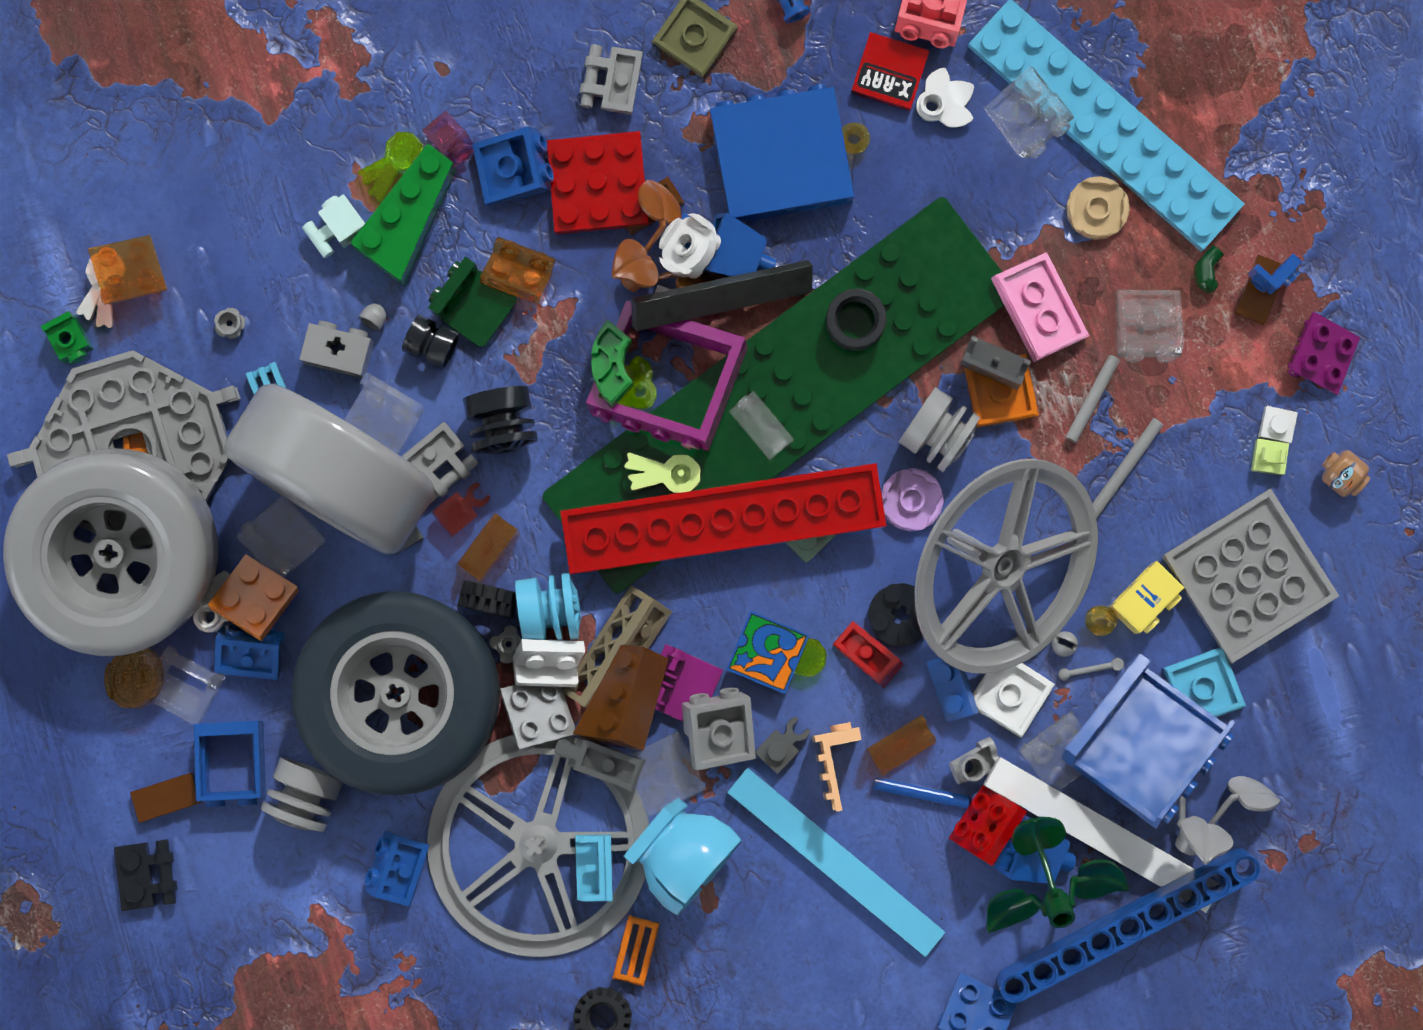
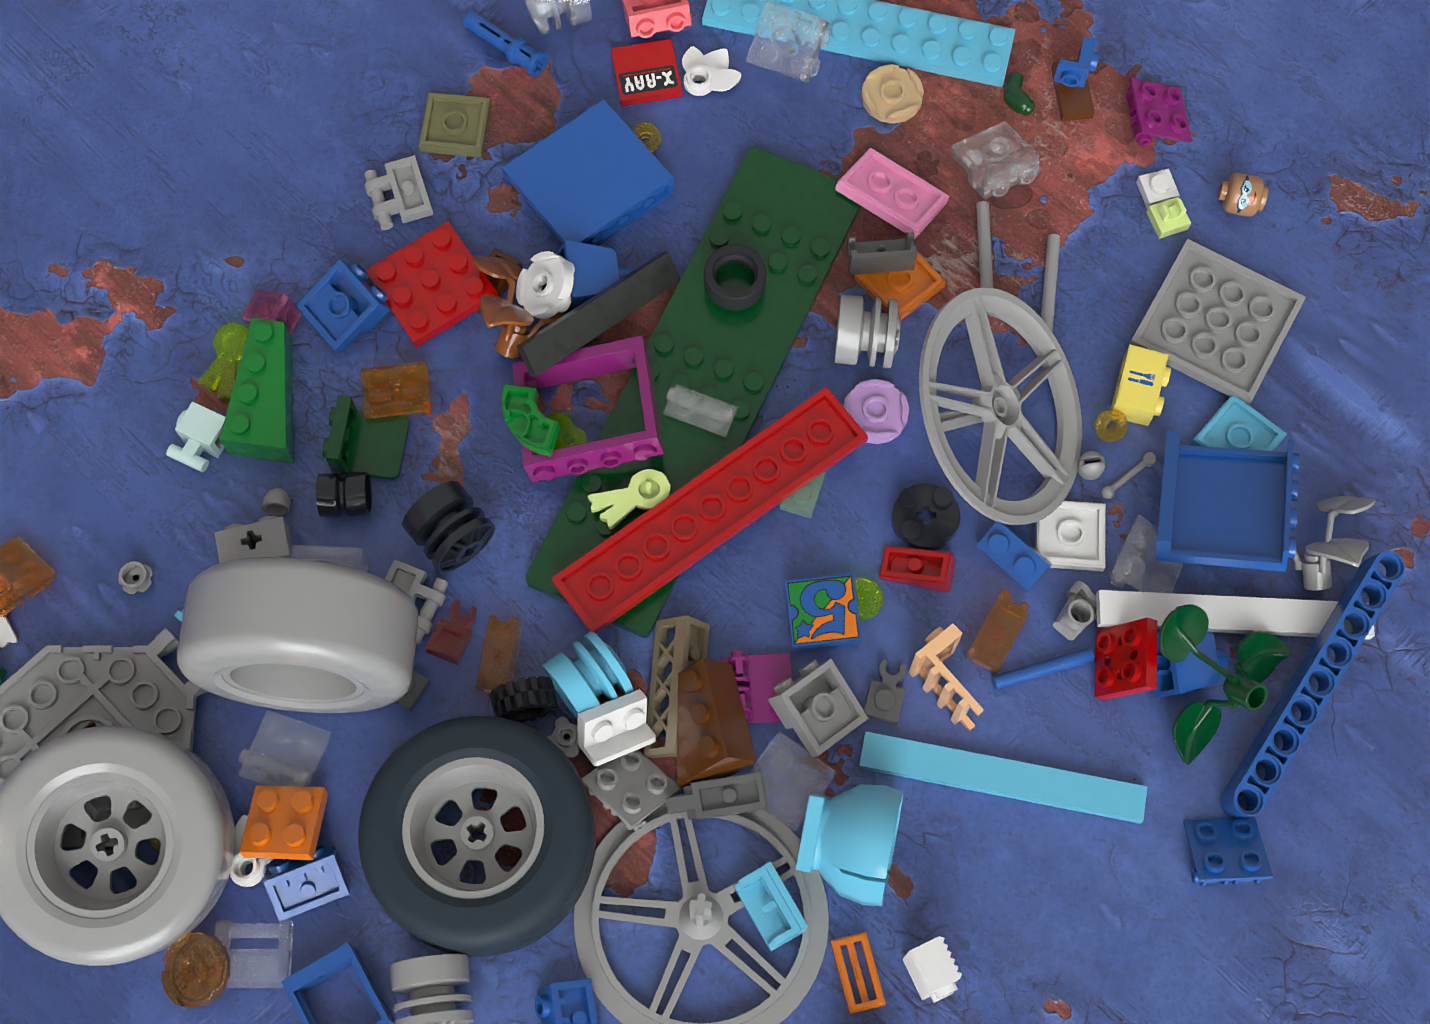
camera: 25 degrees left, 15 degrees down
(691, 983) = (932, 970): none -> white brick

